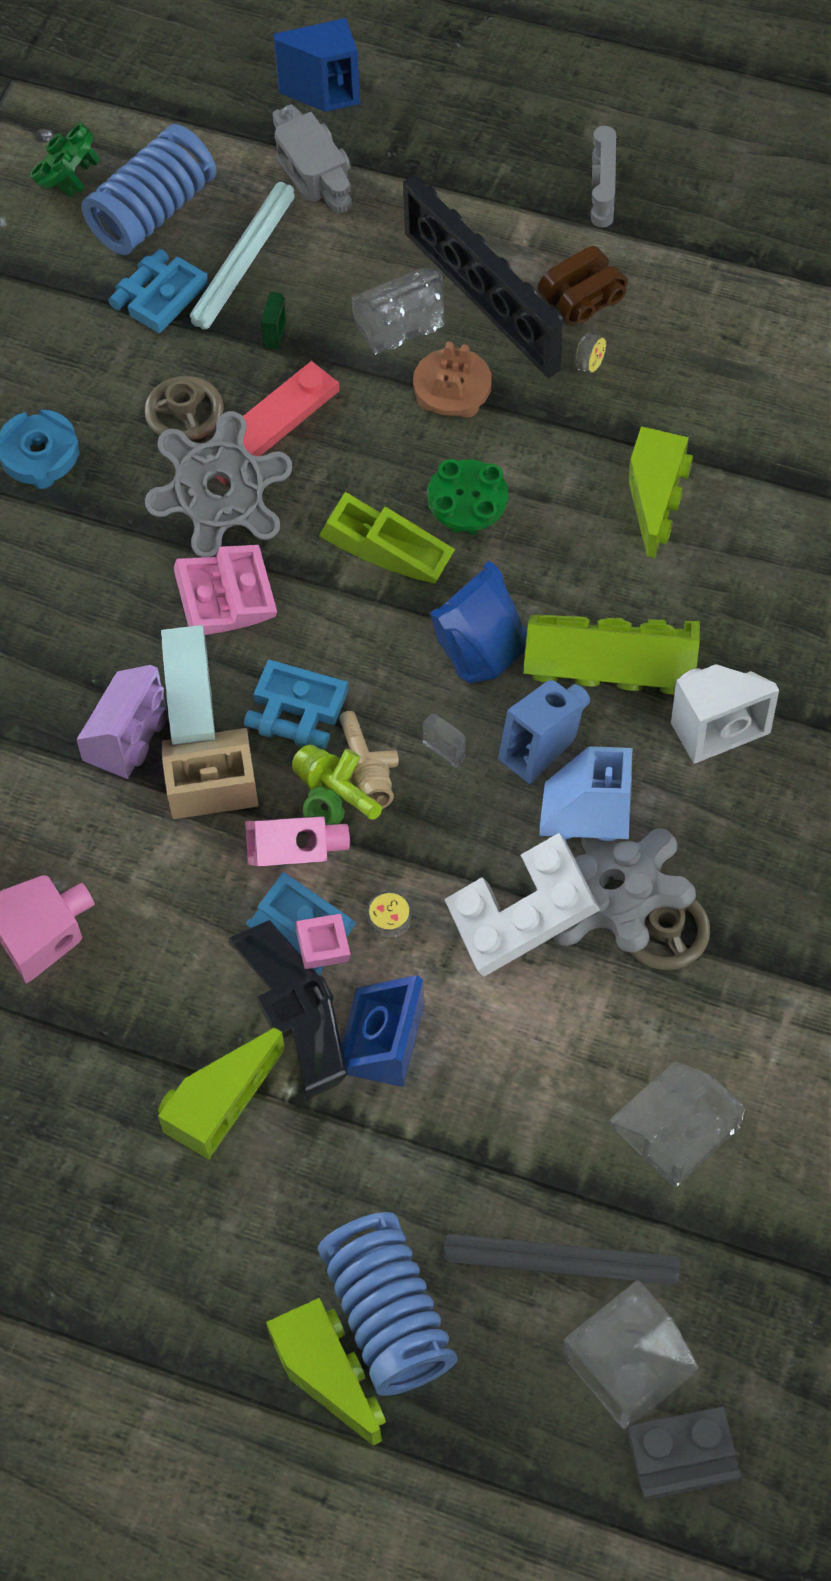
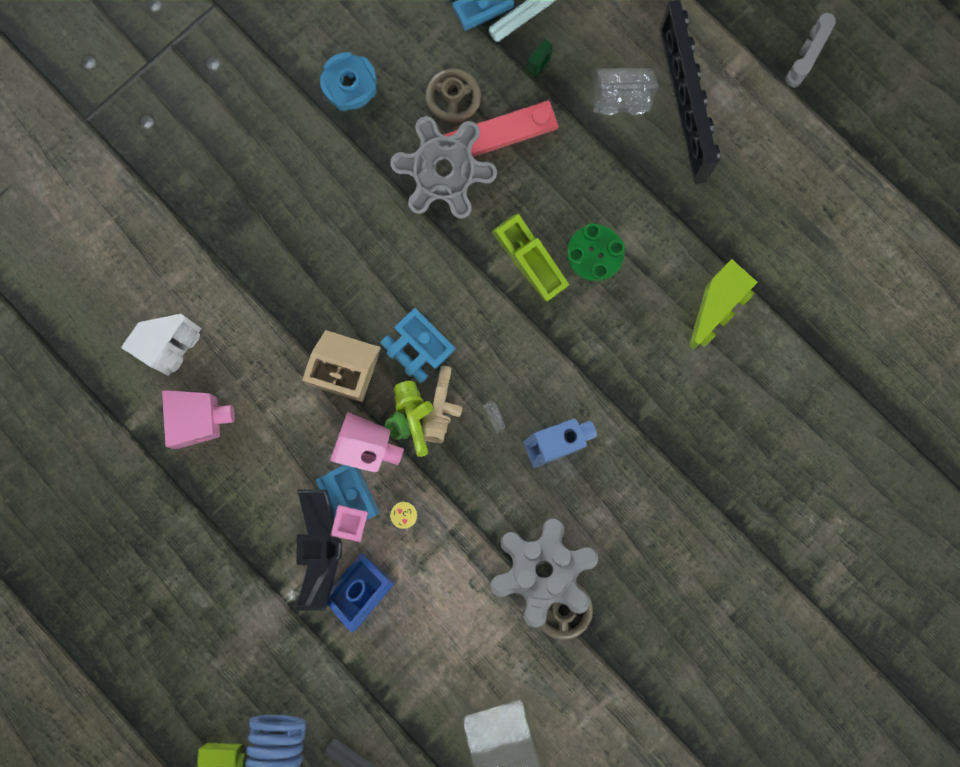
camera: 25 degrees right, 20 degrees up
(124, 721) = (306, 309): lavender slope -> none
(188, 685) = (356, 302): light aqua slope -> none
(216, 1095) = (235, 588): lime slope -> none
(225, 589) = (415, 241): bright pink slope -> none
(451, 395) = (622, 168): nougat plate -> none
(480, 627) = (555, 354): blue slope -> none
(501, 936) = (499, 572): white plate -> none
(583, 285) = (765, 137): reddish brown brick -> none
(590, 352) = (730, 182): clear tile -> none
(590, 796) = (559, 507): light blue slope -> none
(610, 651) = (631, 410): lime wedge -> none
(721, 710) = (674, 486): white slope -> none

